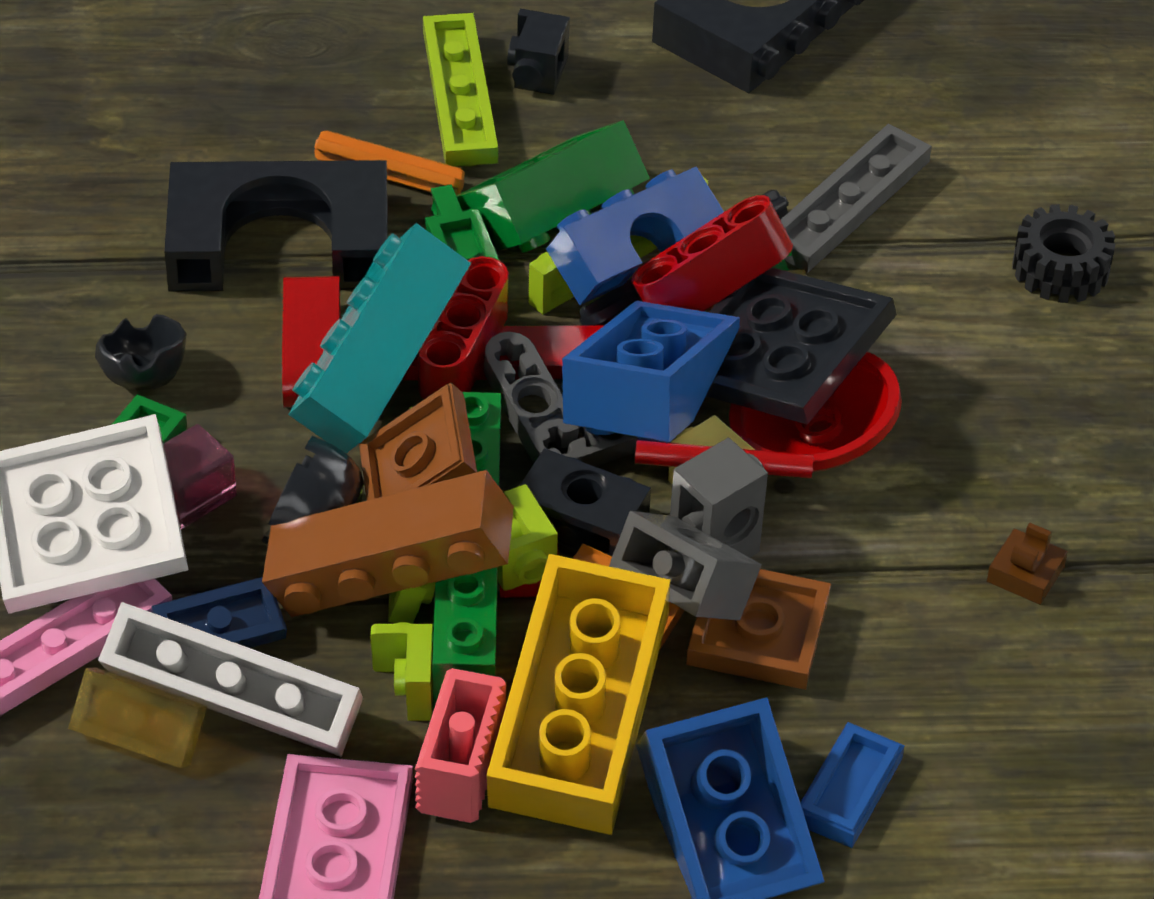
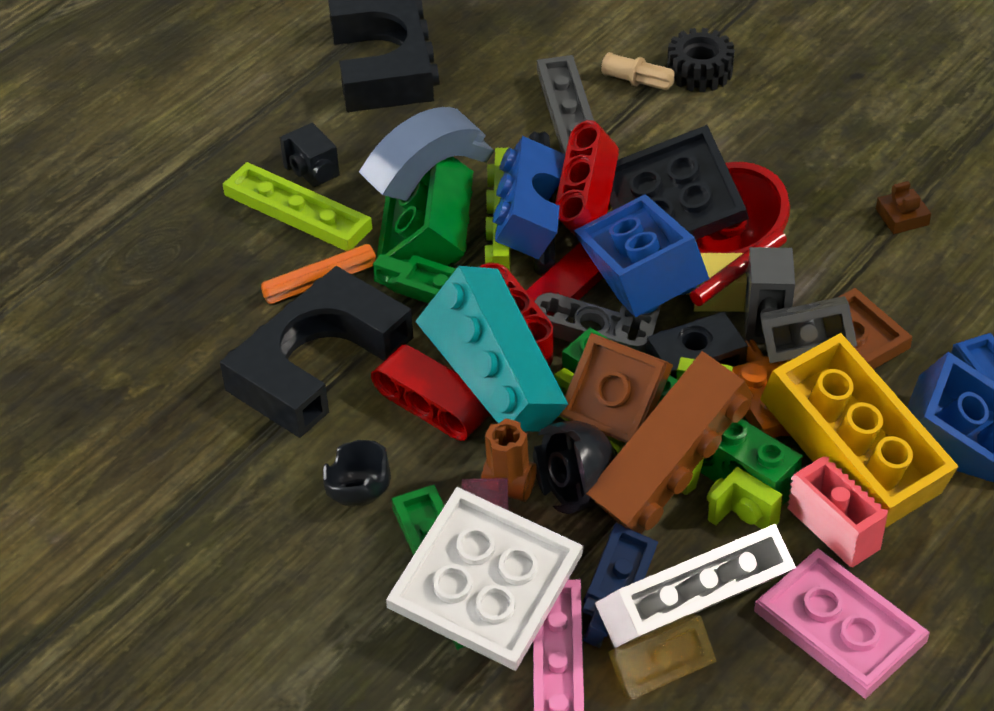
camera: 45 degrees left, 0 degrees up
(256, 444) = (509, 458): none -> dark orange piece
(606, 102) = (419, 145): none -> sand blue arch
(977, 213) = (637, 71): none -> tan axle

